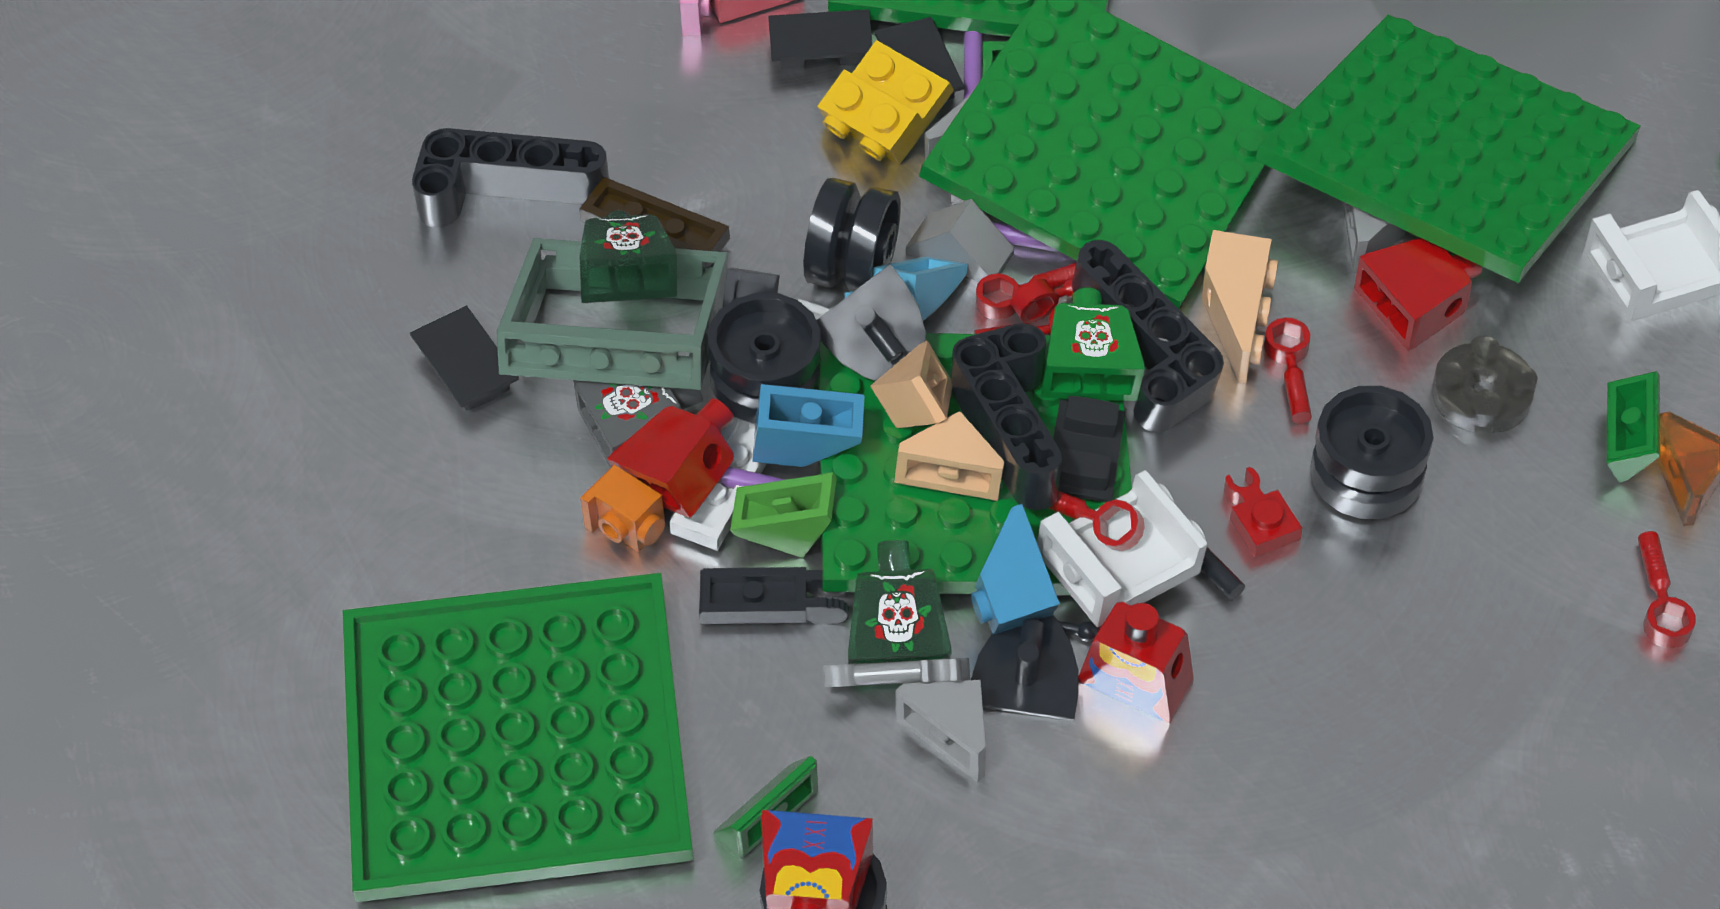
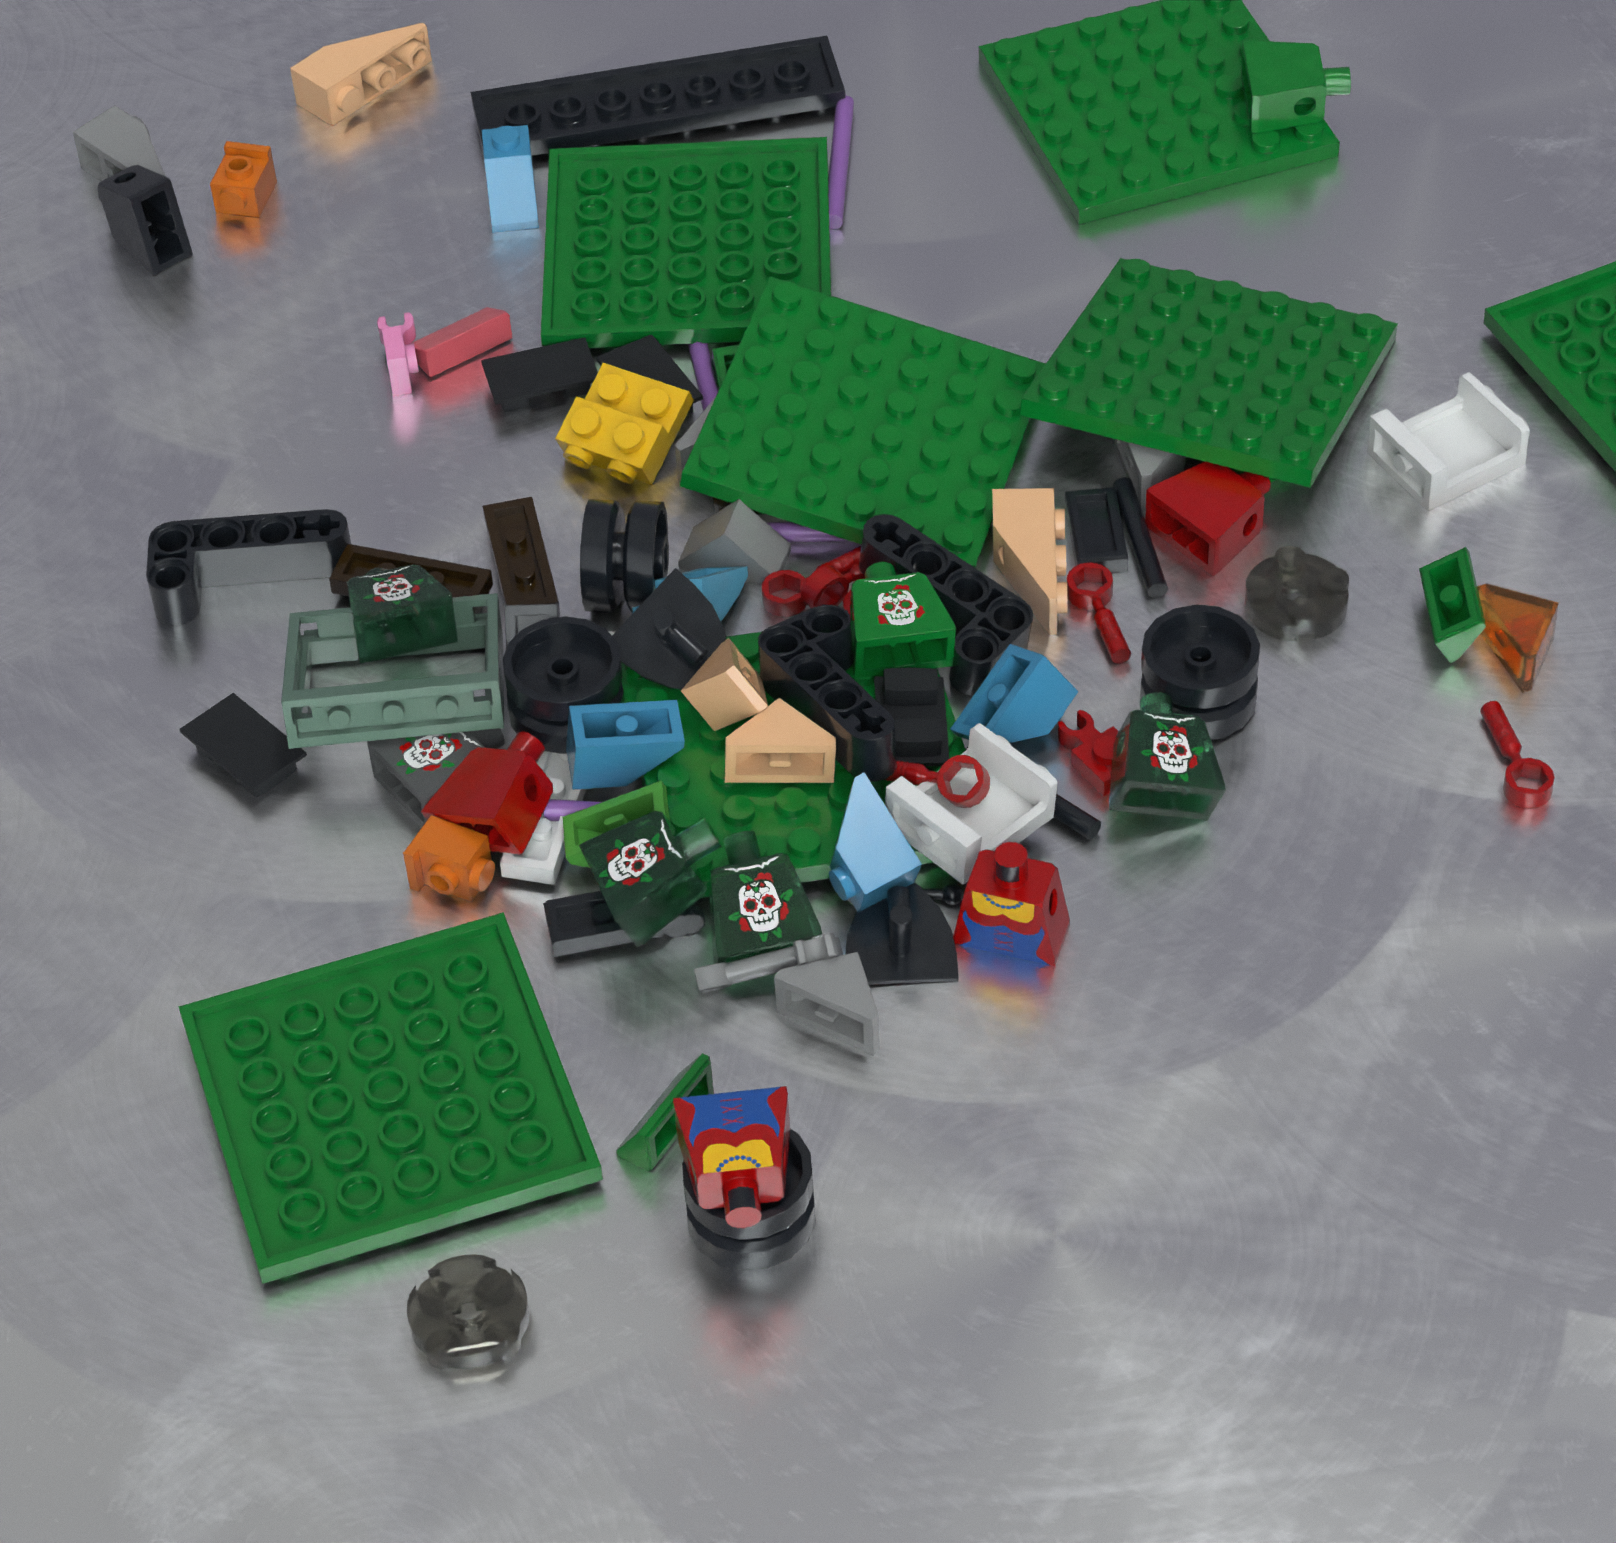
camera: 10 degrees left, 5 degrees down
(760, 216) = (519, 553): none -> dark brown plate
(800, 562) = (649, 871): none -> clear green torso
(1189, 448) = (1018, 698): none -> dark azure slope
(1306, 284) = (1096, 528): none -> black tile
(1316, 539) = (1164, 763): none -> clear green torso
(1346, 300) = (1140, 538): none -> black bar

